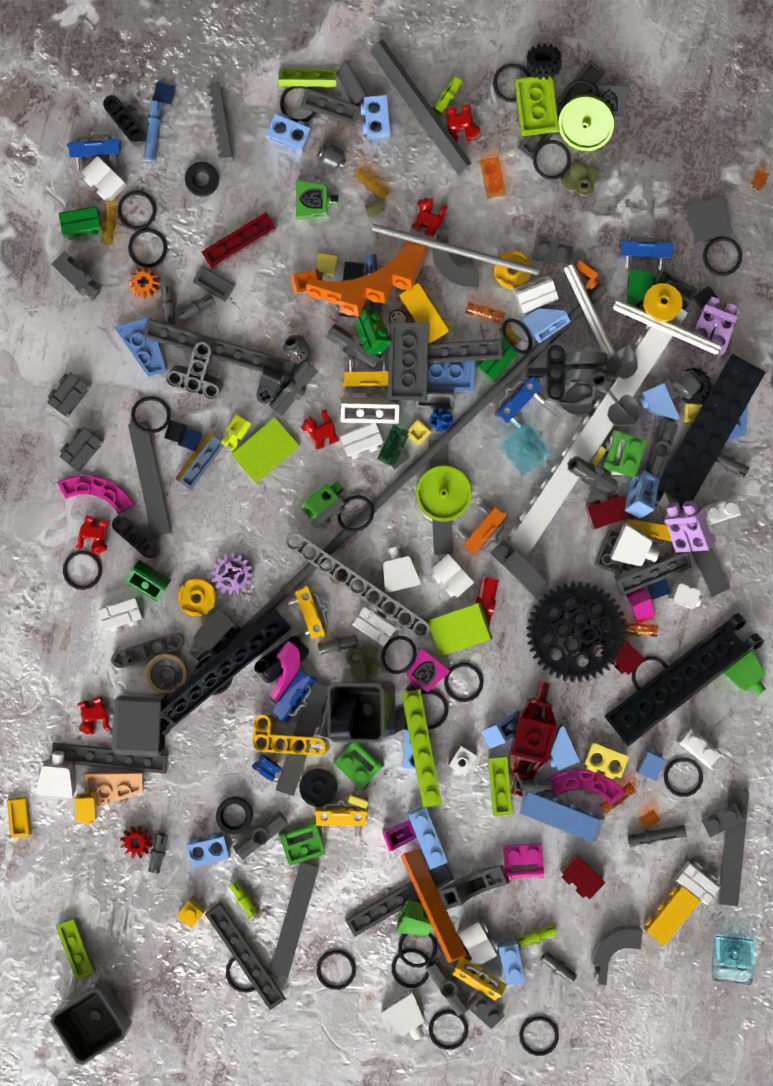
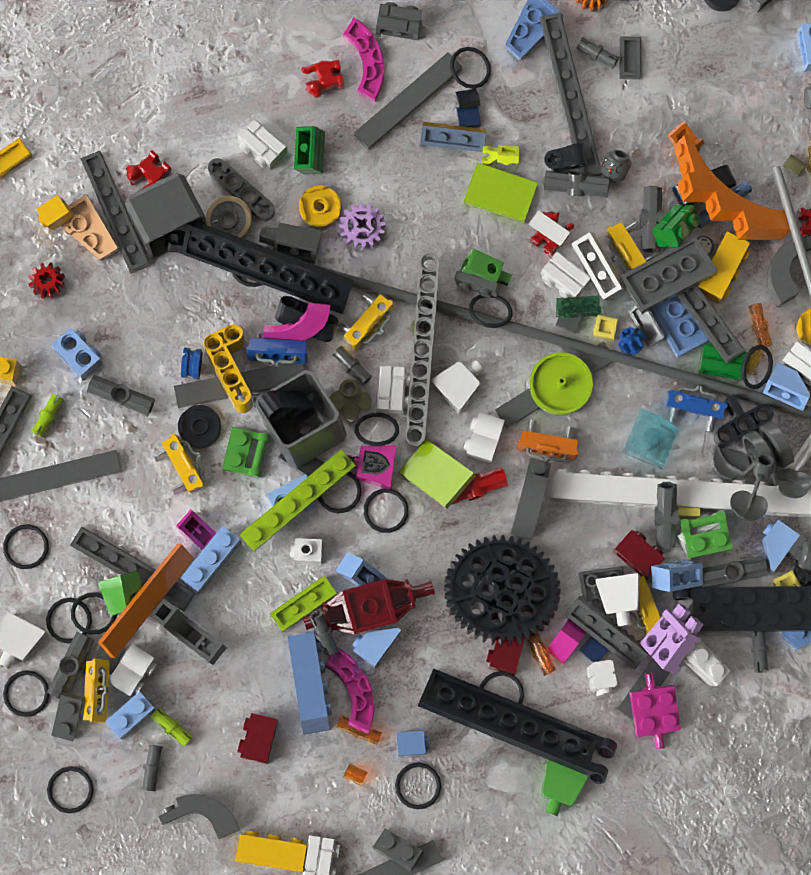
camera: 55 degrees right, 10 degrees down
(57, 777) = (68, 170): white torso -> none
(65, 570) = (302, 84): black piece -> none
(127, 533) = (344, 108): black beam -> none
(157, 853) = (47, 307): dark grey pin -> none
(168, 305) = (584, 25): dark grey pin -> none
(196, 373) = (535, 83): dark grey beam -> none
(220, 820) = (125, 376): black tyre -> none
(239, 240) = (685, 56): dark red gear -> none
(303, 849) = (130, 446): bright green plate -> none
(313, 200) = (766, 103): bright green torso -> none
(317, 431) = (549, 228): none -> white sticker
(326, 264) = (713, 151): light yellow tile -> none
(358, 800) = (209, 471): light yellow tile -> none
(522, 855) = (246, 667): dark pink plate -> none
(607, 756) = (396, 694): light yellow brick -> none
(648, 837) = (343, 792): dark grey pin -> none
(699, 747) = (458, 781): white brick -> none
(730, 570) = (655, 710): none -> dark pink plate

